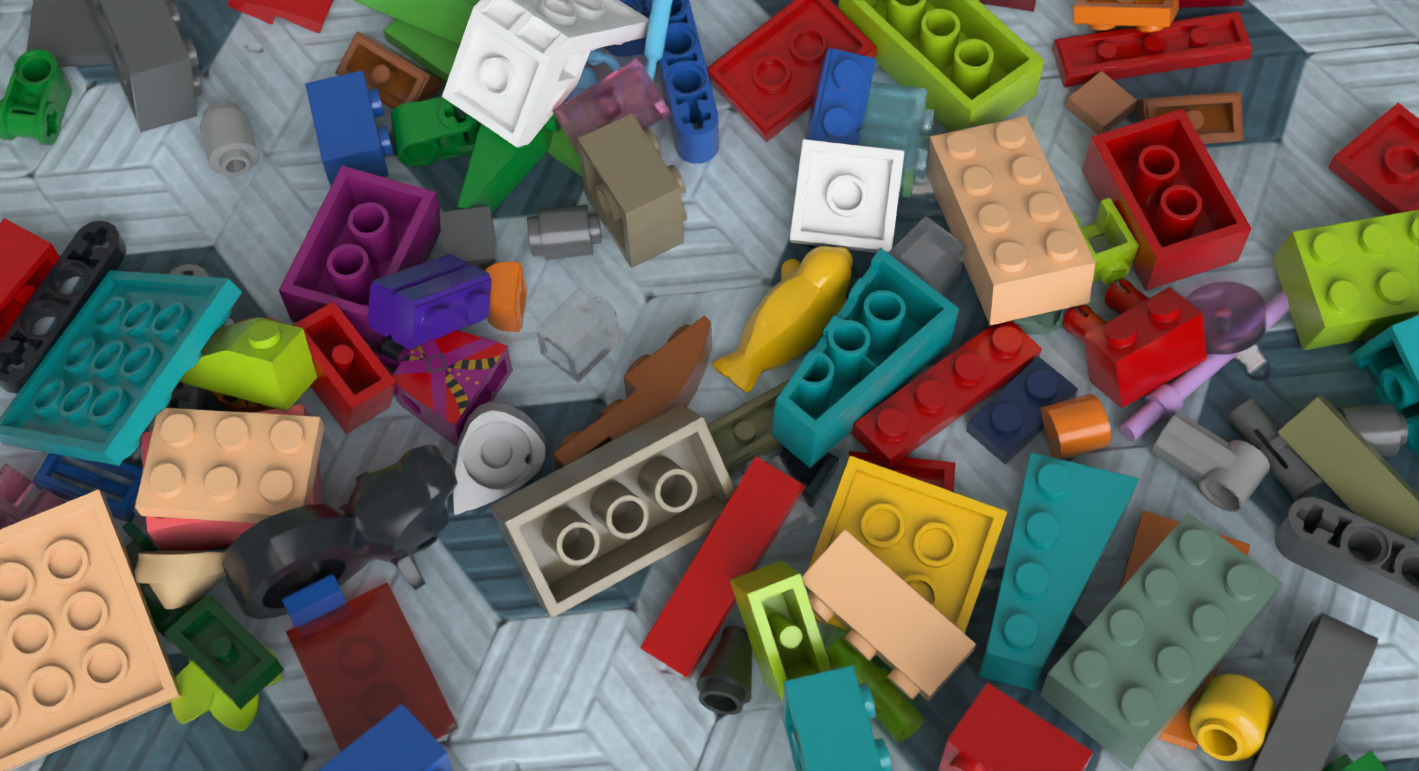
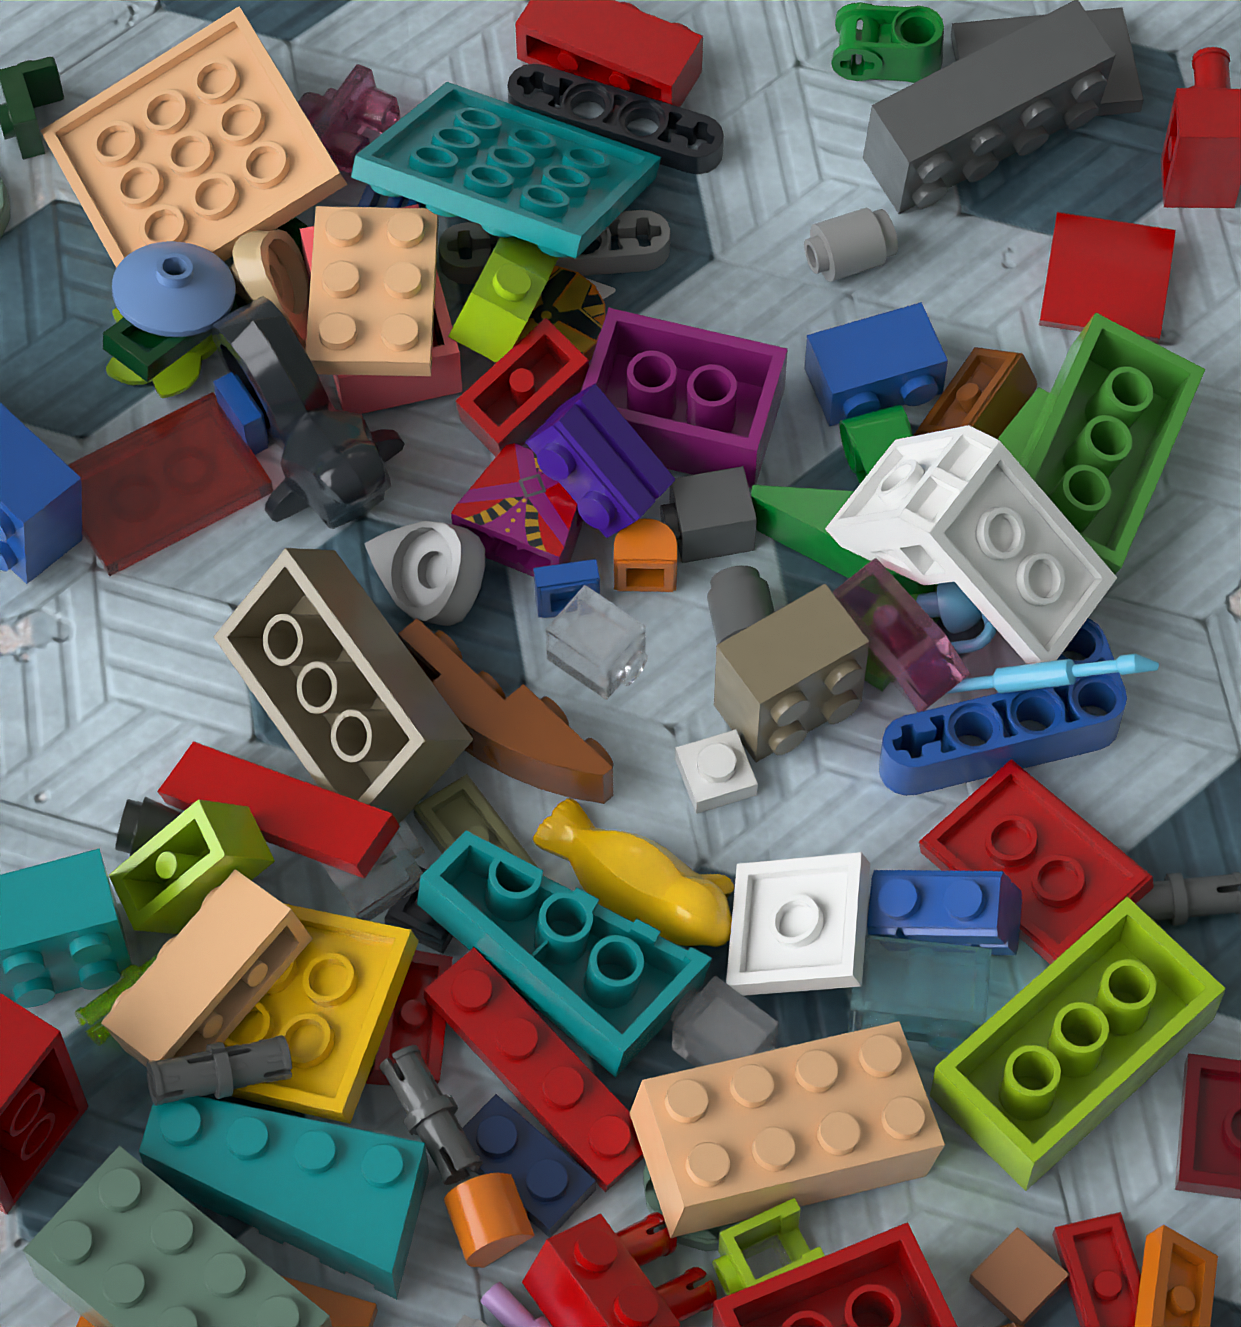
camera: 85 degrees right, 0 degrees up
(199, 656) = (173, 289): none -> medium blue dish
(526, 353) = (561, 582): none -> blue tile
(694, 264) = (716, 771): none -> white plate
(984, 615) = (219, 1070): none -> dark grey pin
(995, 458) = (431, 1115): none -> dark grey pin

